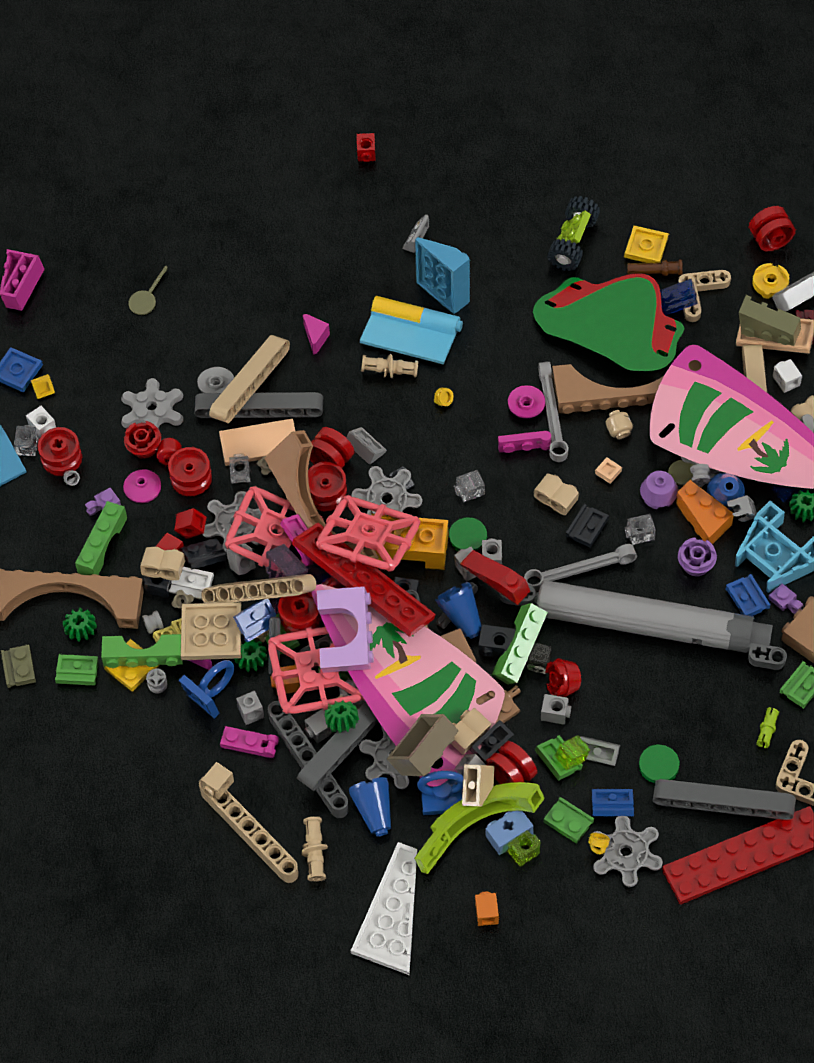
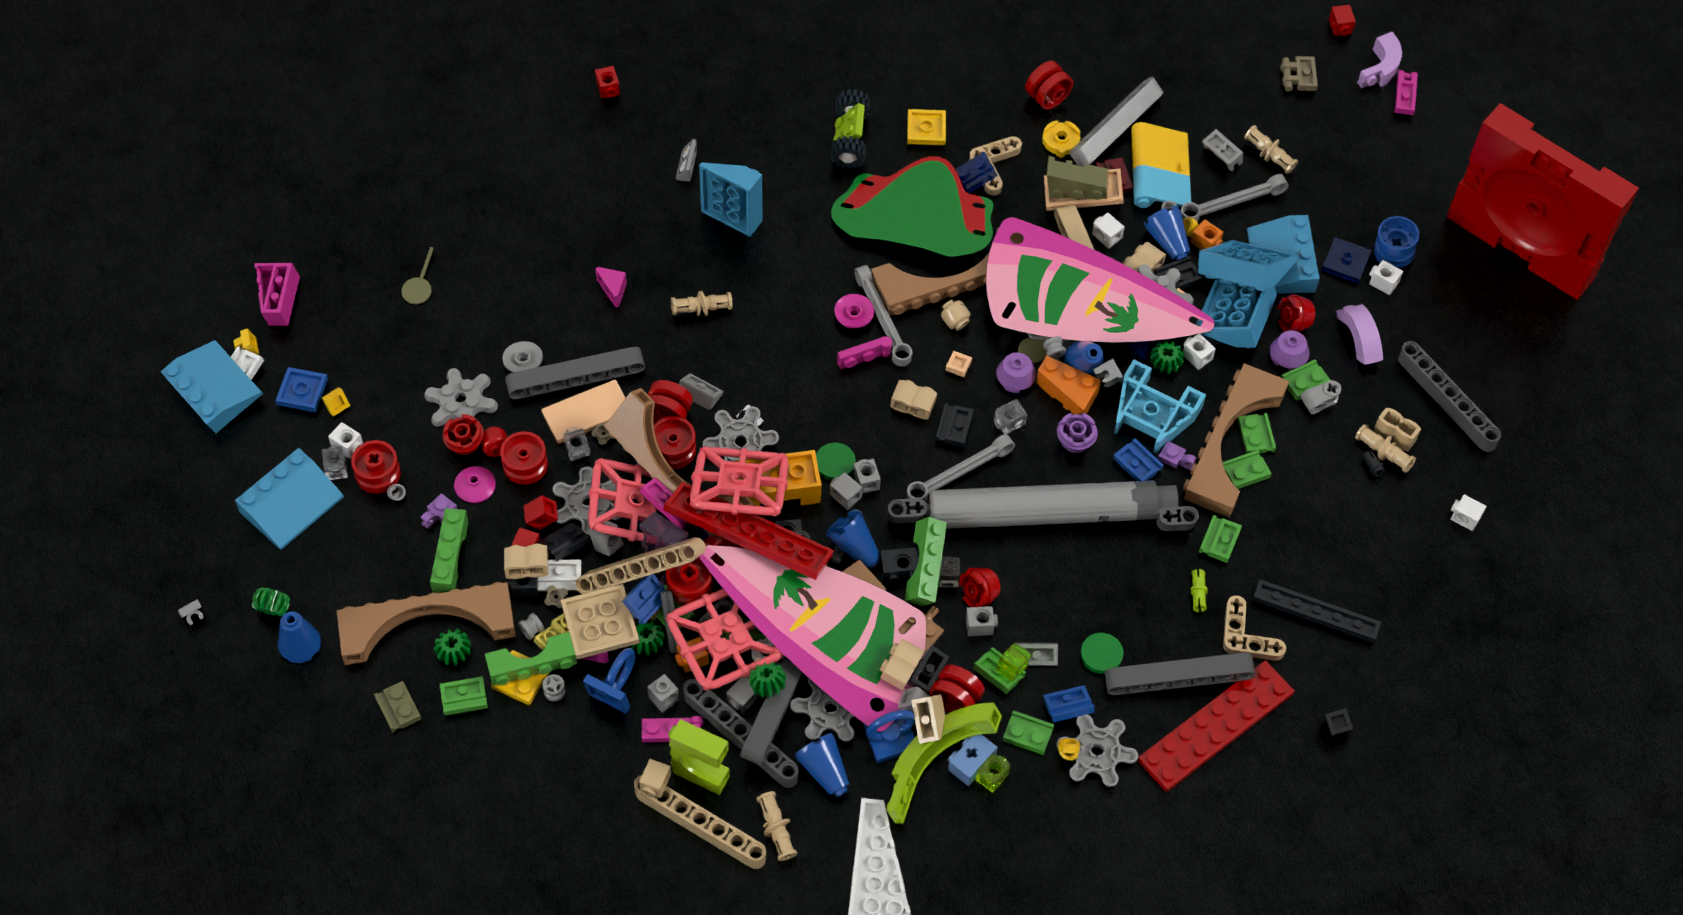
camera: 20 degrees left, 0 degrees up
(249, 379) = (559, 347): tan beam -> none
(259, 769) = (698, 756): none -> lime arch
(357, 653) = (750, 557): lavender arch -> none
(410, 330) = (711, 261): medium azure door -> none
(423, 745) = (862, 689): dark tan piece -> none
(443, 397) = (767, 324): yellow tile -> none
(469, 486) = (822, 410): clear brick -> none
(486, 909) = (974, 845): orange brick -> none
(497, 576) = (883, 496): red slope -> none
(655, 268) = (951, 146): reddish brown pin -> none

